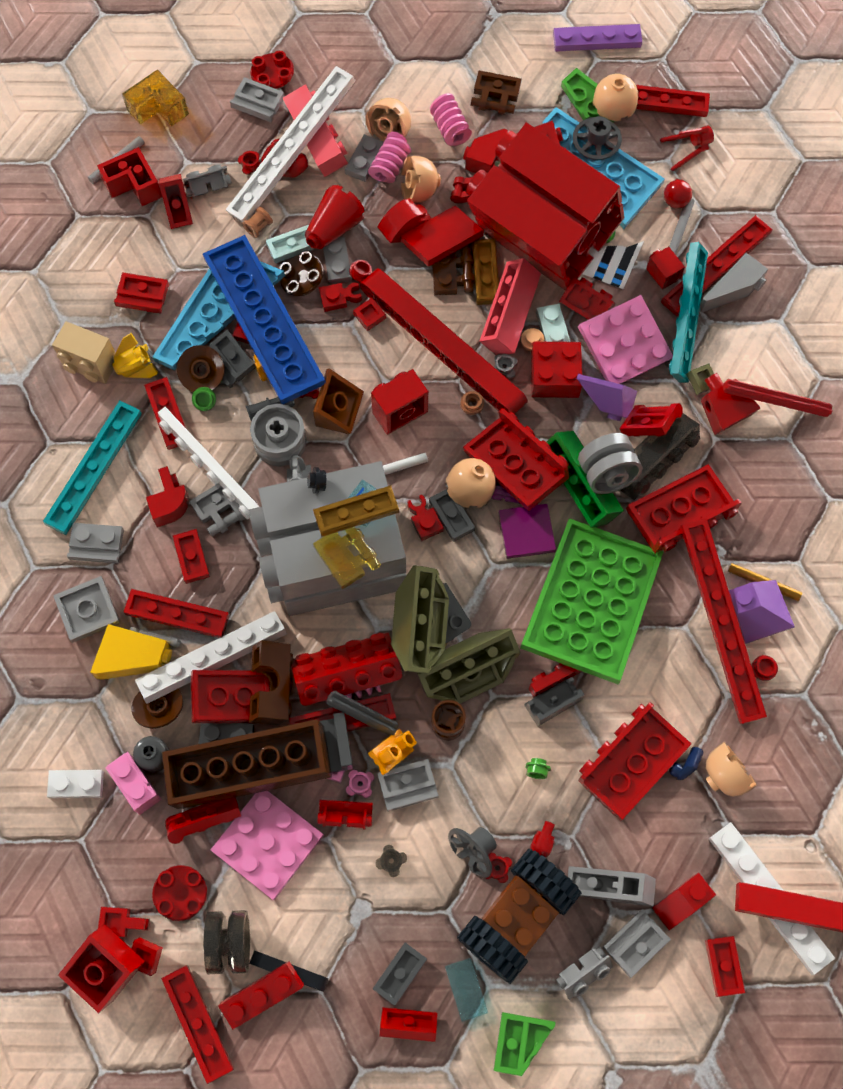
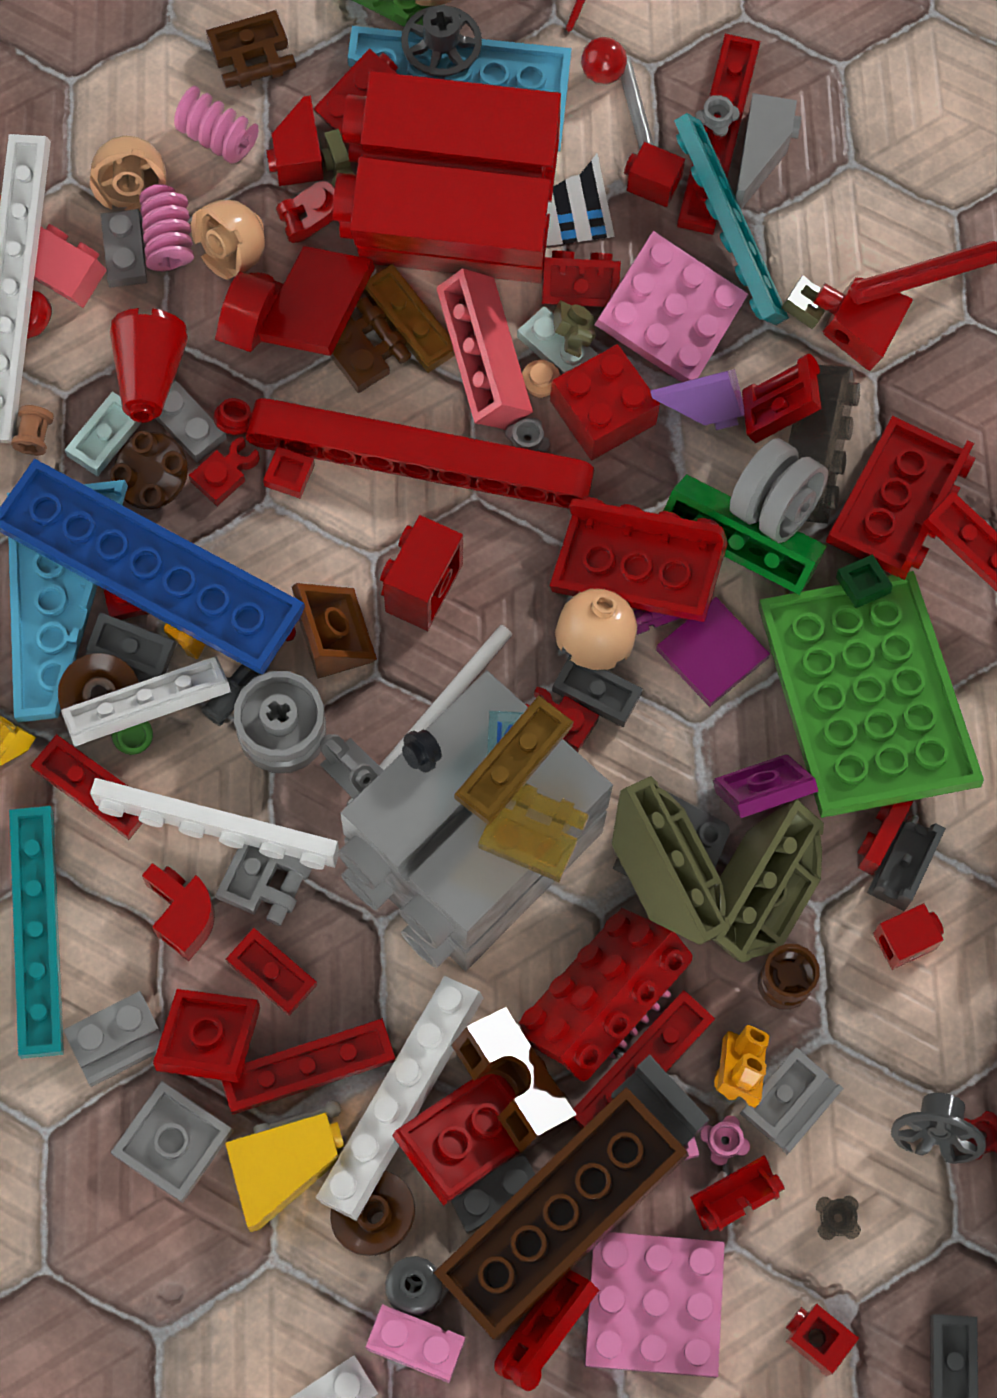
camera: 35 degrees left, 0 degrees up
(137, 567) = (207, 1035): none -> red plate
(219, 385) = (145, 701): none -> white tile
(340, 926) = (836, 1343): none -> red brick
(362, 713) = (672, 1040): dark grey axle -> none
(472, 396) = (522, 506): nougat plate -> none
(503, 614) = (764, 785): none -> magenta tile
(529, 739) = (909, 935): none -> red brick
(537, 768) = (945, 967): bright green plate -> none
(567, 322) = (575, 325): none -> olive plate
(630, 540) = (864, 581): none -> dark green plate
(724, 250) = (721, 106): none -> light grey plate

